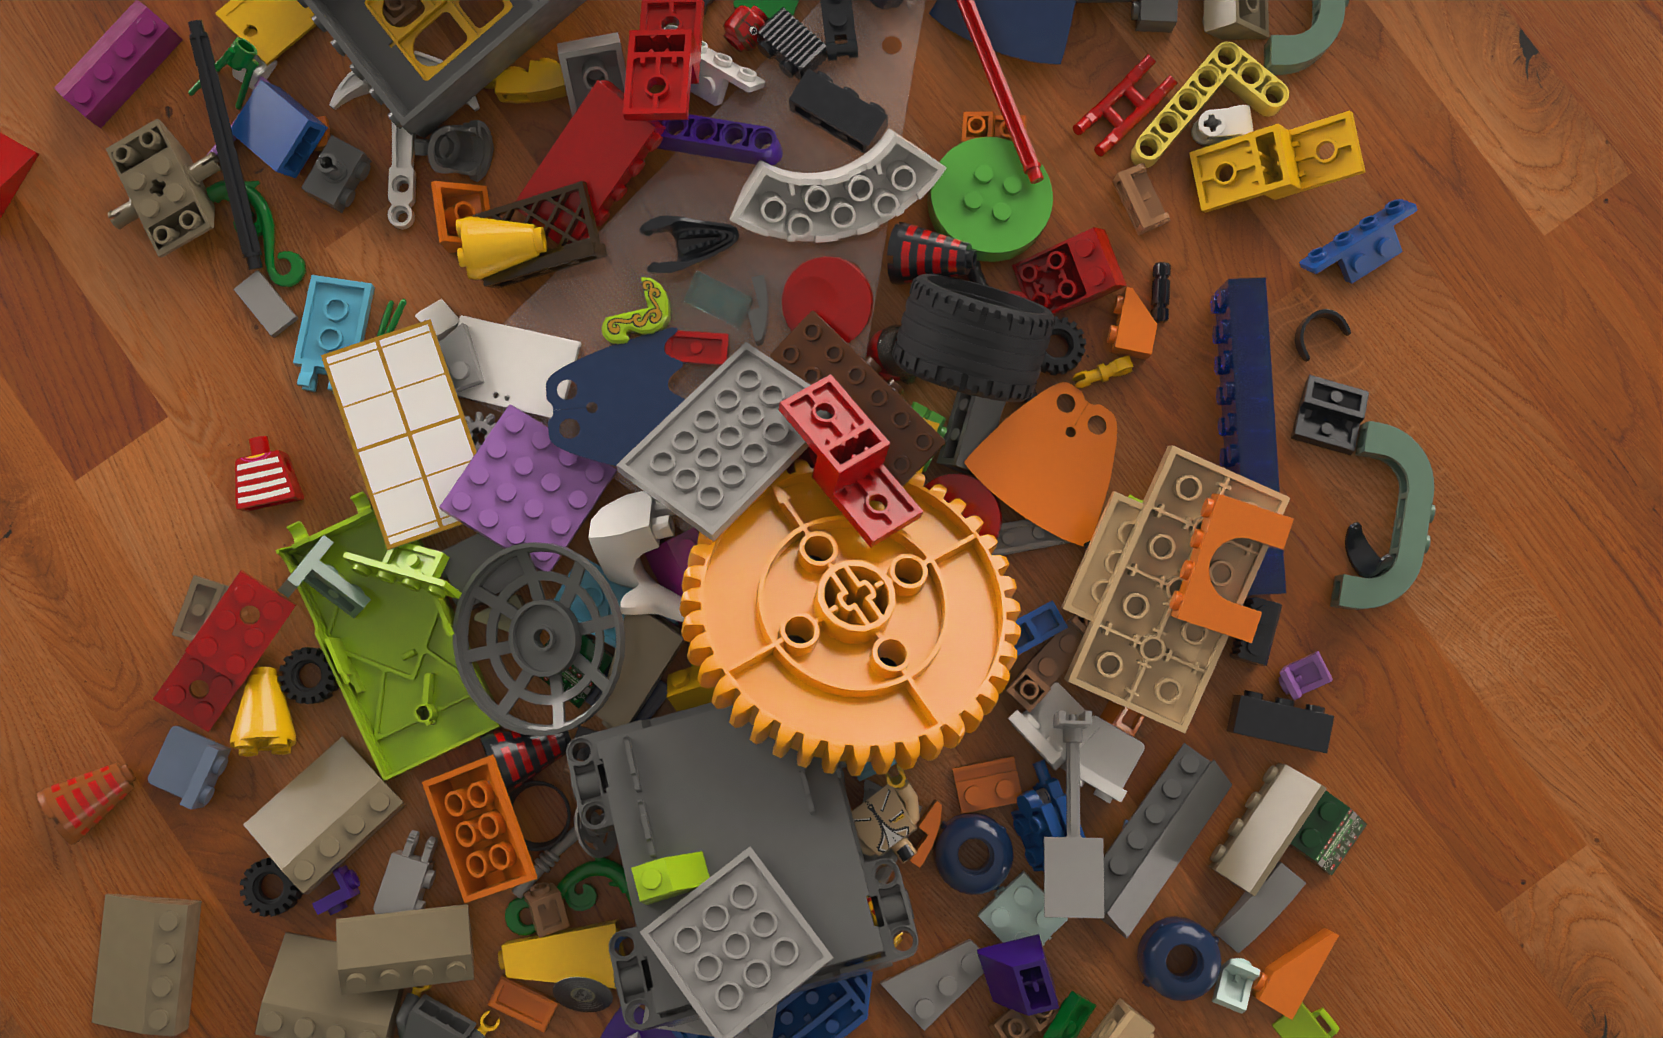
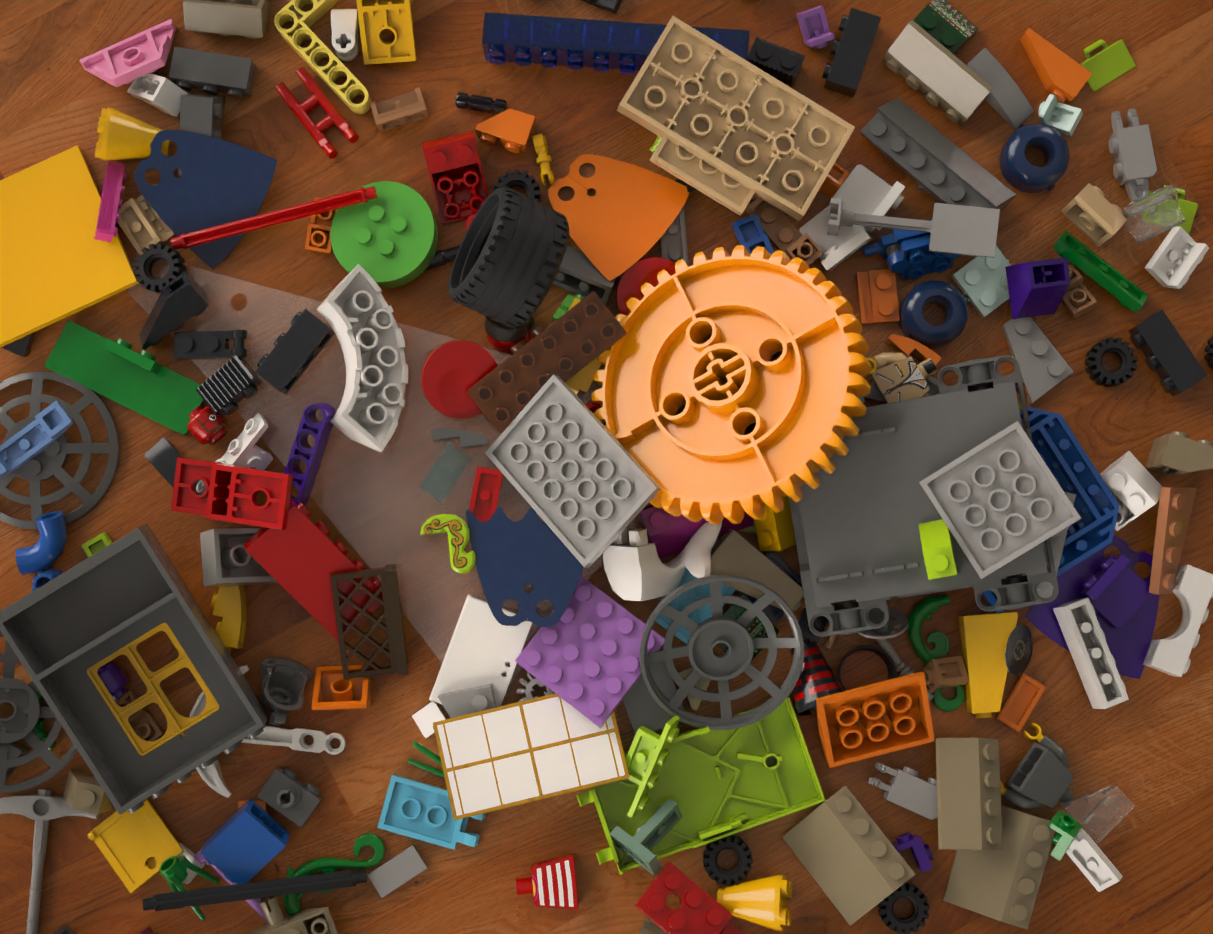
camera: 85 degrees left, 0 degrees up
(496, 245) = (376, 655): yellow cone -> none
(694, 240) = (392, 487): black animal -> none
(850, 460) = (602, 370): red bracket -> none
(926, 252) = (428, 292): black cone -> none
(1222, 521) = (689, 72): orange arch -> none

